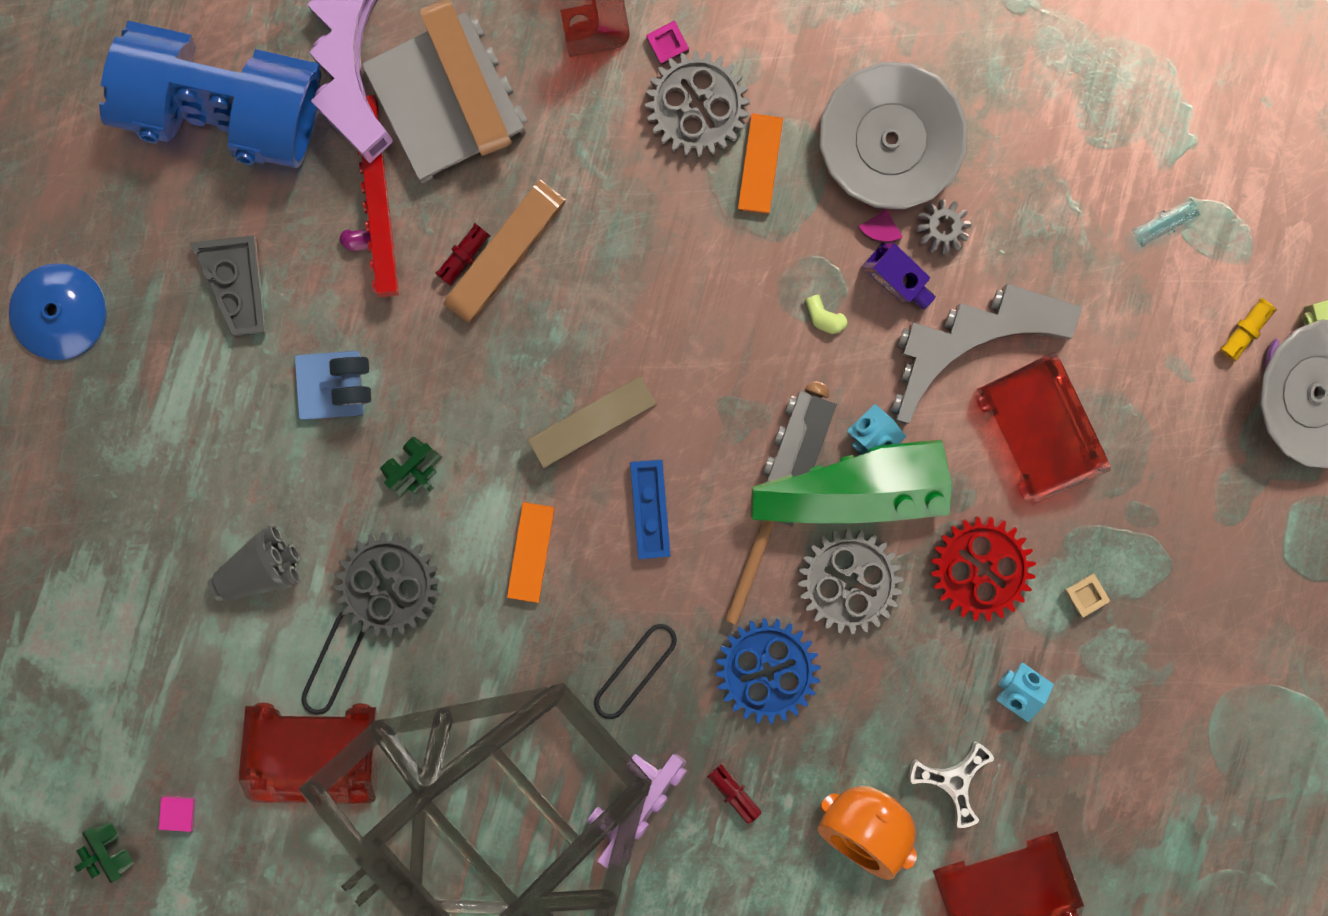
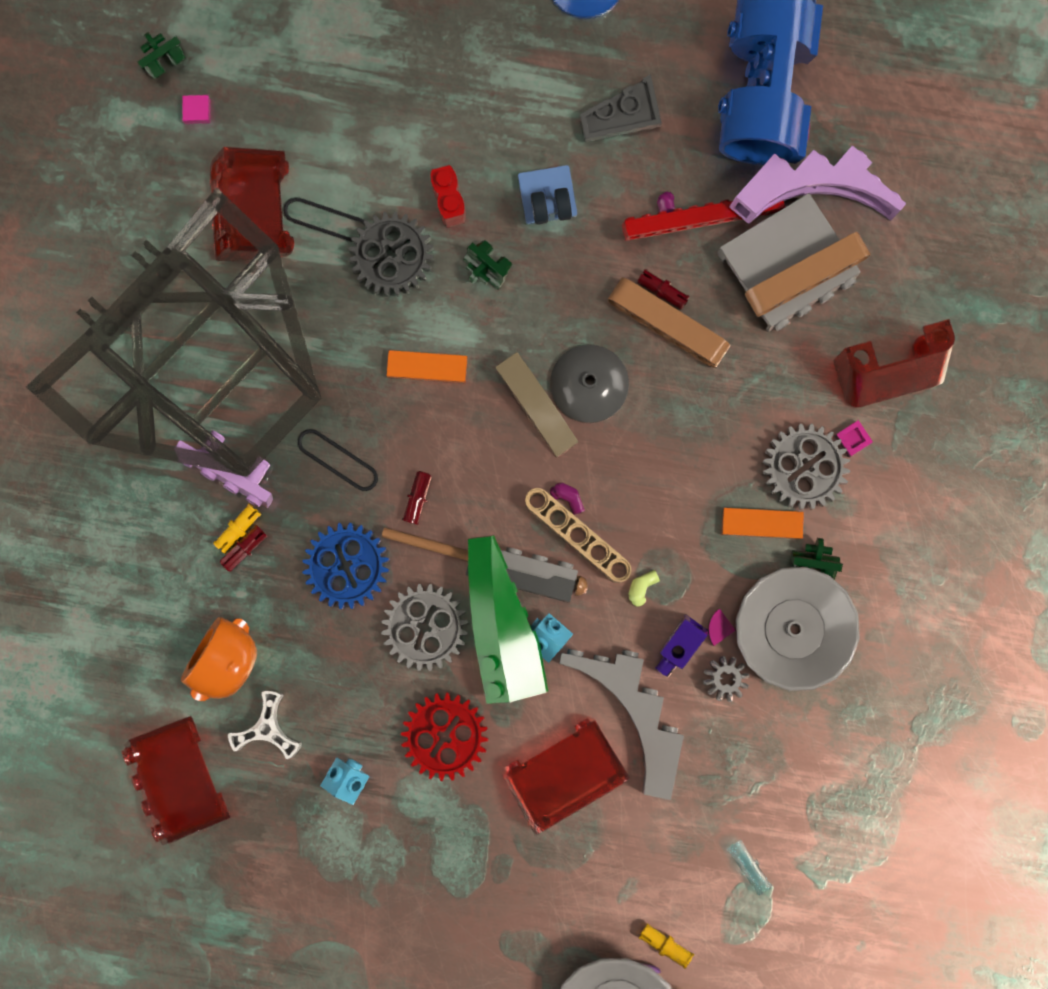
camera: 85 degrees right, 5 degrees down
(258, 568) = (396, 152): dark grey cone -> none
(330, 505) = (447, 193): none -> red brick
(575, 379) = (584, 401): none -> dark grey dish
(650, 509) = (470, 458): blue plate -> none
(692, 577) = (417, 497): none -> dark red axle
(704, 392) = (569, 494): none -> magenta arm
(709, 799) = (237, 528): none -> yellow pin
(767, 375) = (571, 523): none -> tan beam
(809, 102) = (827, 564): none -> dark green hips
(1087, 595) = (430, 827): tan plate -> none

